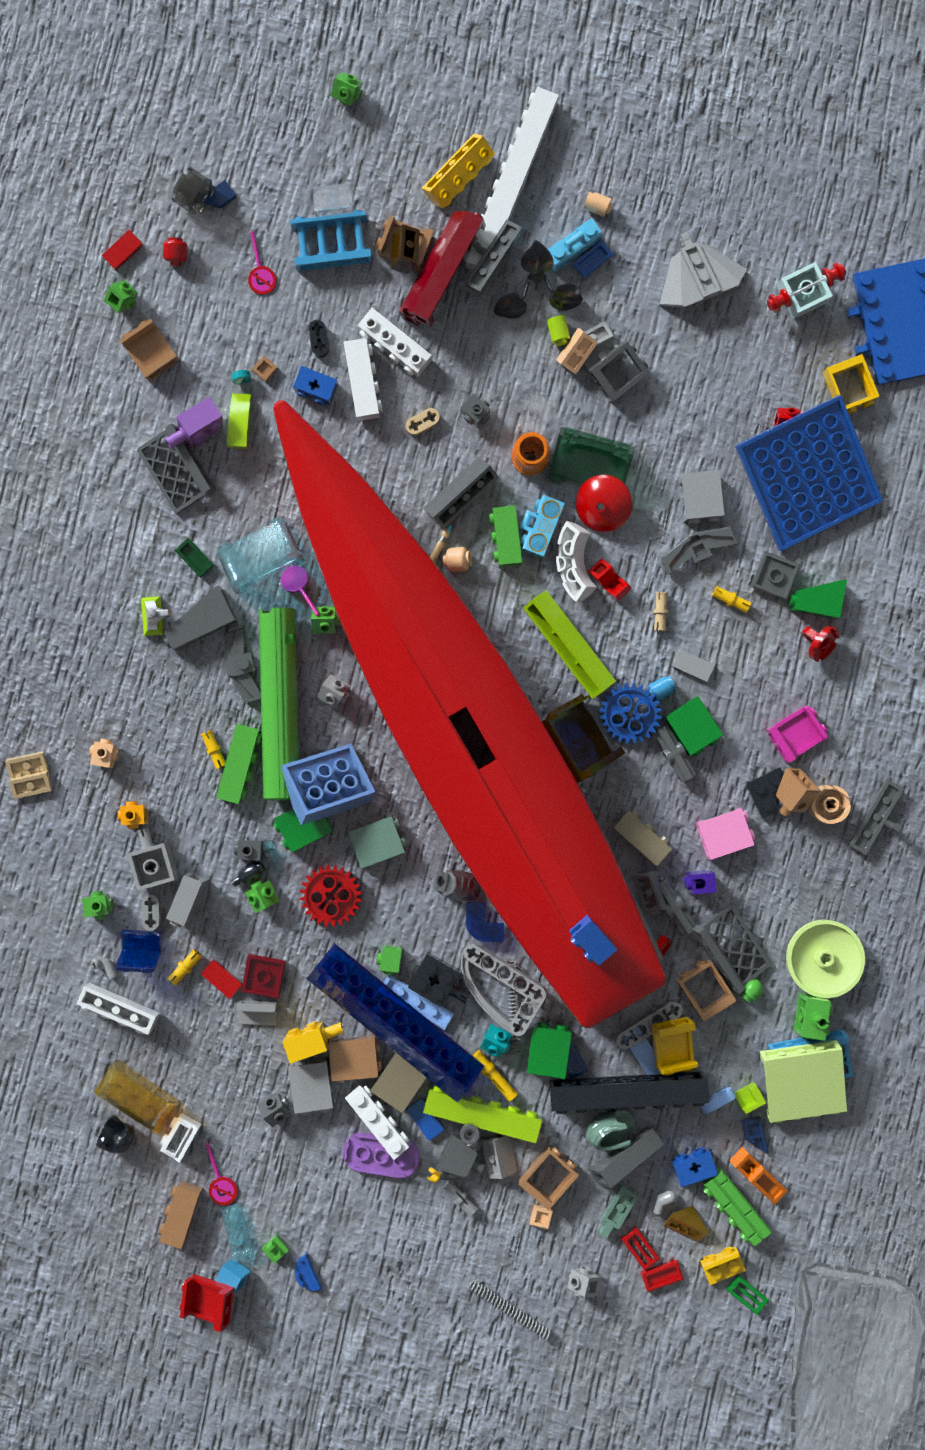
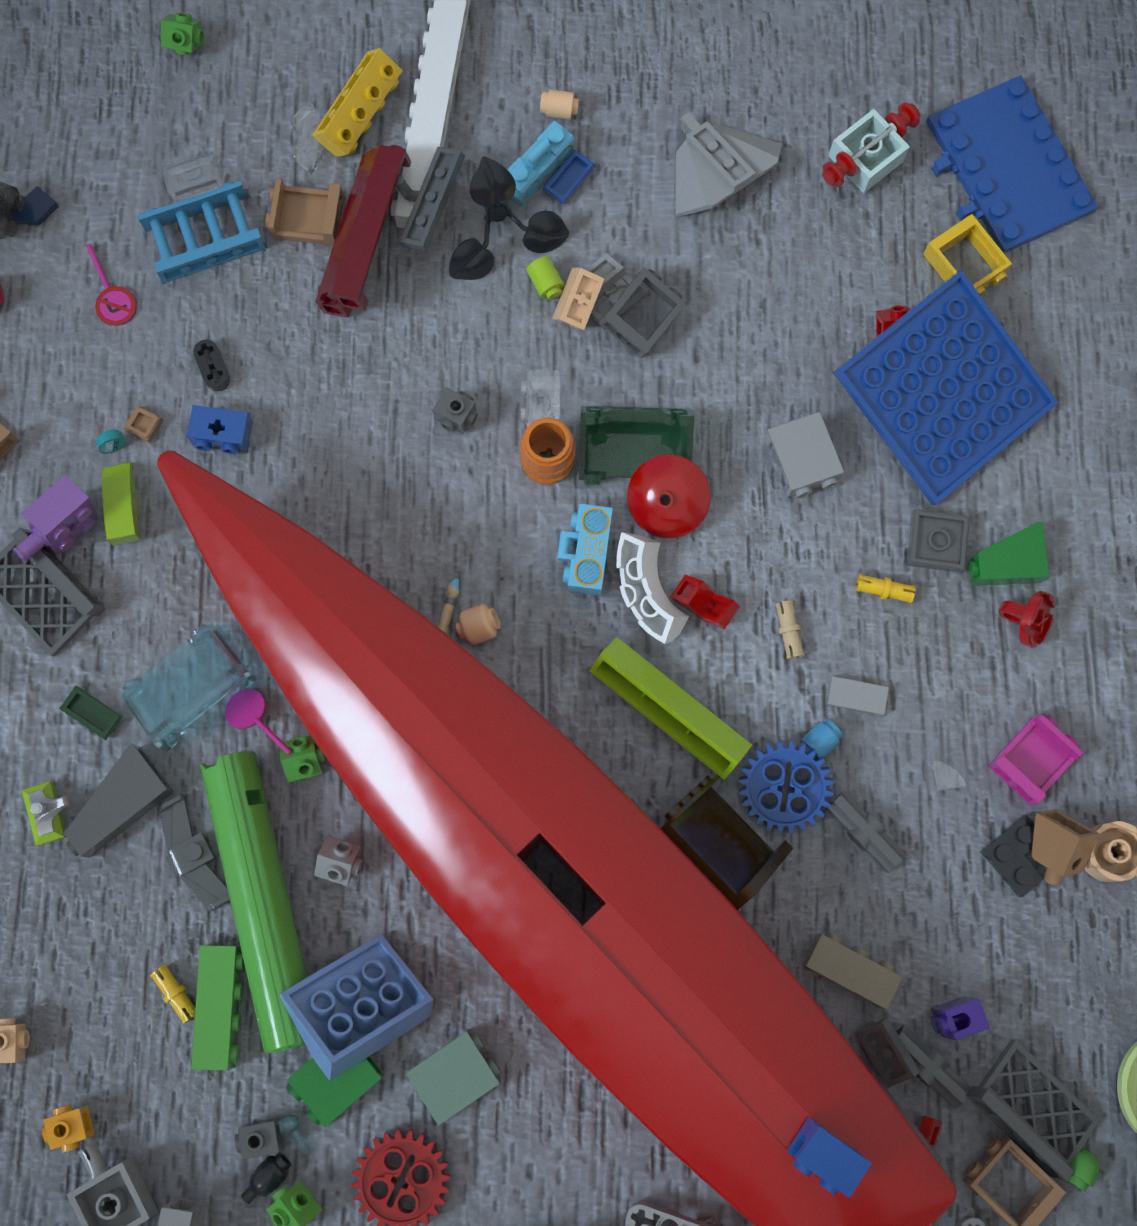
camera: 15 degrees left, 10 degrees down
(361, 379) = (284, 406): white brick -> none
(394, 342) = (320, 346): white brick -> none
(405, 249) = (306, 217): dark brown brick -> none
(420, 418) = (380, 439): tan beam -> none
(457, 886) = (593, 1115): flat silver piece -> none
(461, 492) = (460, 528): dark grey brick -> none
(477, 926) = (644, 1176): clear blue plate -> none
(506, 536) = (540, 575): bright green brick -> none
(693, 726) = (883, 784): green brick -> none
(697, 547) = (818, 526): dark grey plate -> none
(725, 833) = (974, 934): bright pink panel -> none

